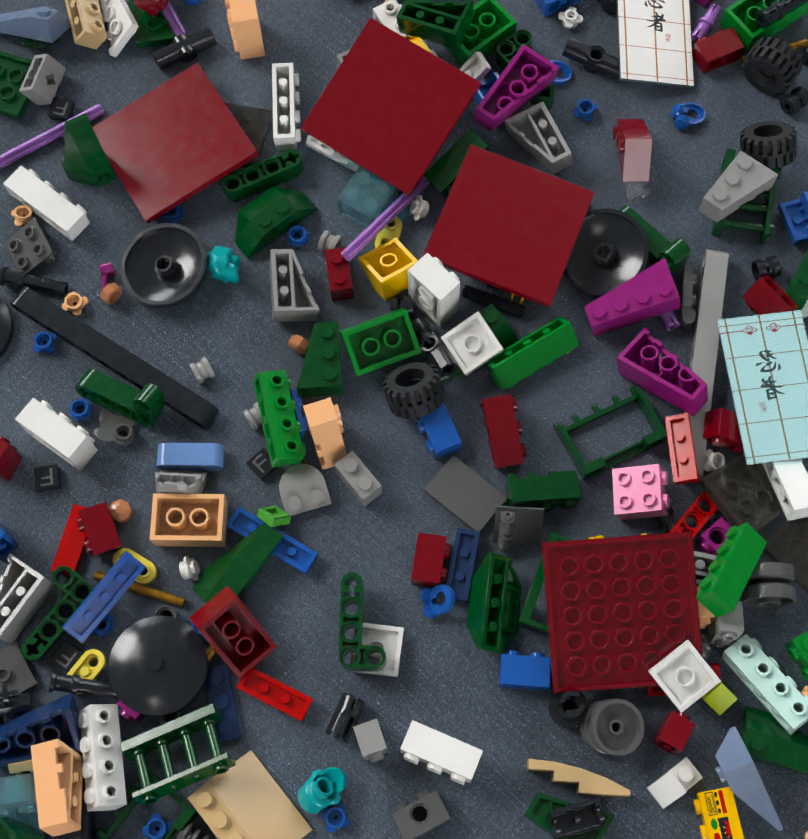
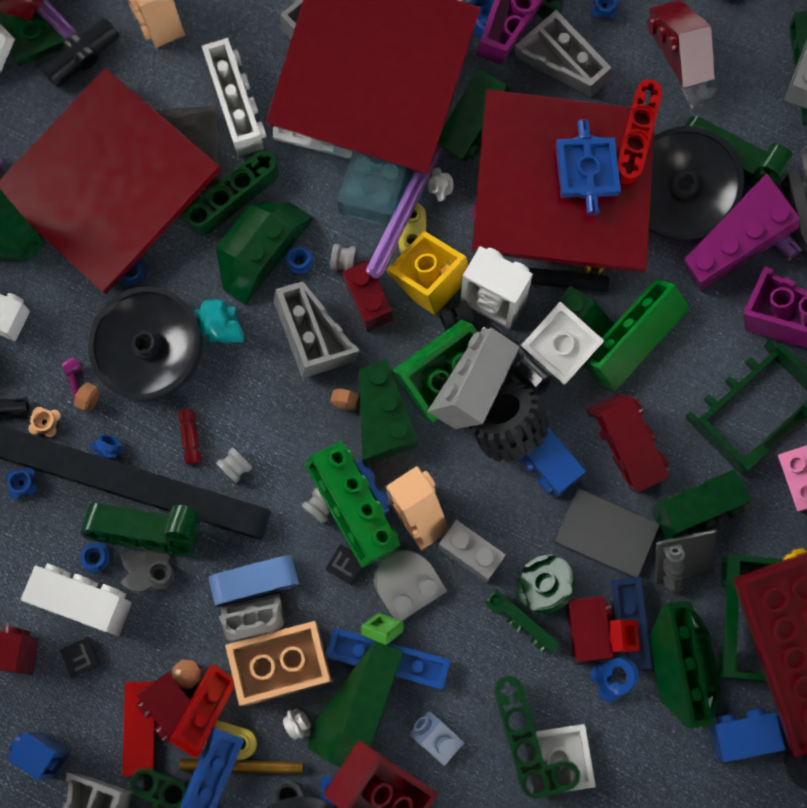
camera: 15 degrees left, 5 degrees up
(114, 332) = (107, 446): none -> blue plate
(122, 537) = (203, 711): none -> red tile
(176, 342) = (189, 437): none -> dark red axle
(289, 608) = (436, 738): none -> sand blue bracket
(378, 539) = (519, 620): none -> dark green hinge
(396, 350) = (475, 380): none -> light grey wedge
(406, 517) = (546, 584): none -> tile
(452, 569) = (624, 636): none -> red plate
(528, 218) = (587, 167): none -> blue plate
(576, 203) = (639, 131): none -> red beam

